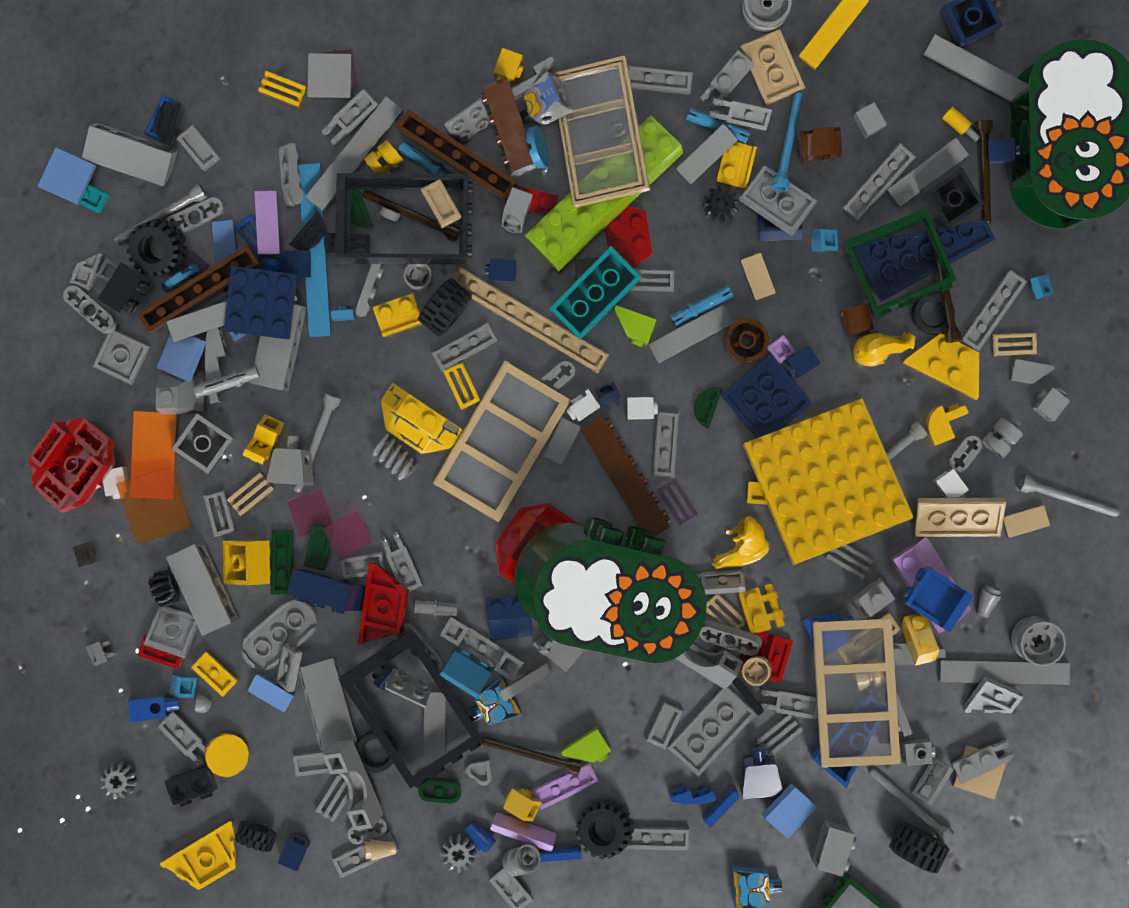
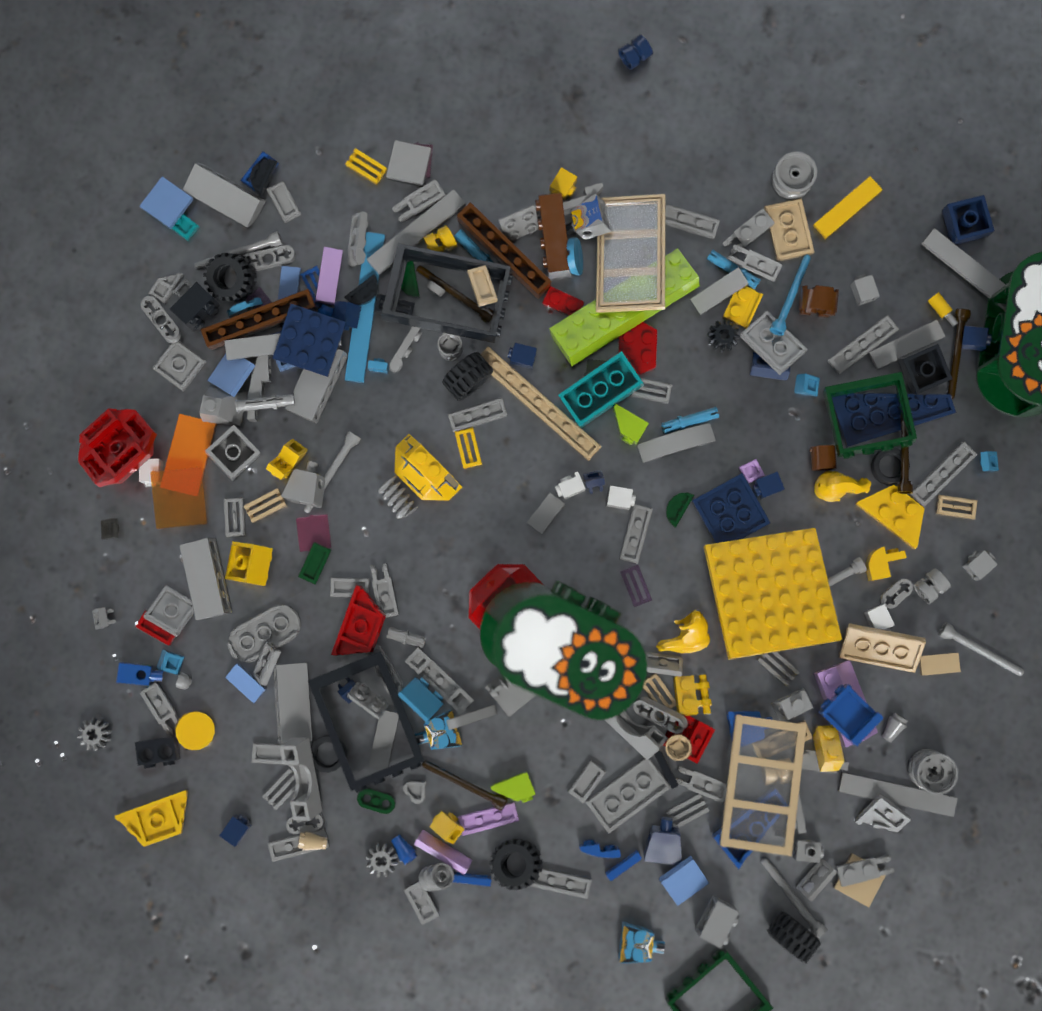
camera: 15 degrees right, 5 degrees down
(164, 588) = (172, 571): black gear -> none
(214, 673) = (200, 656): yellow plate -> none
(255, 836) = (204, 808): black tyre -> none
(281, 560) = (280, 570): dark green tile -> none
(326, 591) = (313, 602): dark blue wedge -> none
(347, 534) = (342, 557): clear pink piece -> none
(397, 314) = (425, 376): yellow plate -> none
(501, 441) = (493, 502): door -> none
(507, 618) = (467, 659): dark blue slope -> none
(516, 210) = (545, 306): light grey slope -> none
(555, 371) = (555, 461): light grey beam -> none
(625, 477) = (594, 554): reddish brown brick -> none
(755, 494) = (706, 592): yellow plate -> none
(757, 276) = (743, 404): tan tile -> none
(757, 345) = (716, 465): reddish brown brick -> none
(1028, 371) = (965, 533): light grey tile -> none

